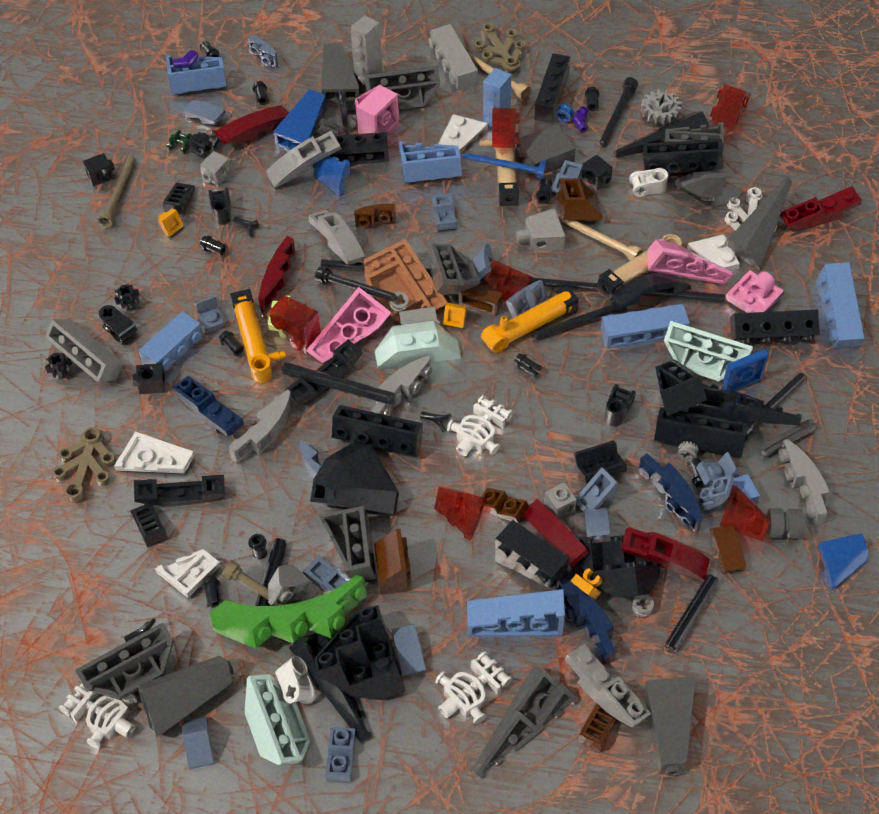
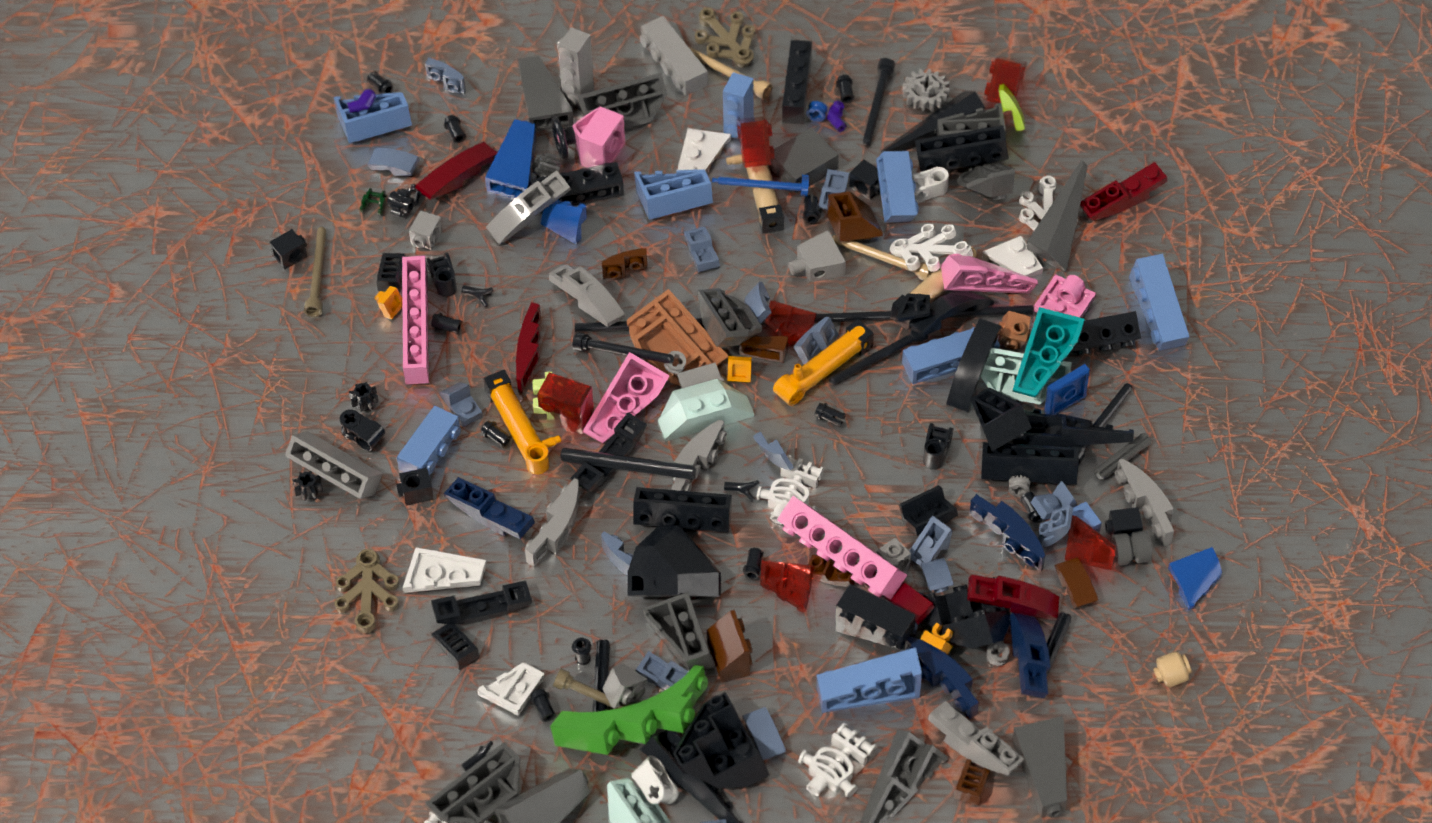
camera: 10 degrees left, 0 degrees up
(185, 239) = (415, 320): none -> bright pink brick
(430, 492) = (752, 568): none -> black pin
(469, 390) = (773, 452): none -> sand blue slope
(550, 517) = (888, 576): none -> bright pink brick
(617, 280) = (914, 307): none -> black piece
(619, 231) = (904, 247): none -> white plant
(621, 179) = (897, 186): none -> medium blue brick
(662, 337) = (972, 364): none -> black slope
(675, 611) = (1032, 654): none -> dark blue slope
(704, 313) = (1014, 330): none -> nougat brick
(731, 123) = (1010, 103): none -> lime slope
(732, 329) = (1048, 345): none -> teal wedge
(781, 497) = (1123, 521): none -> black brick
(809, 645) = (1172, 669): none -> tan head

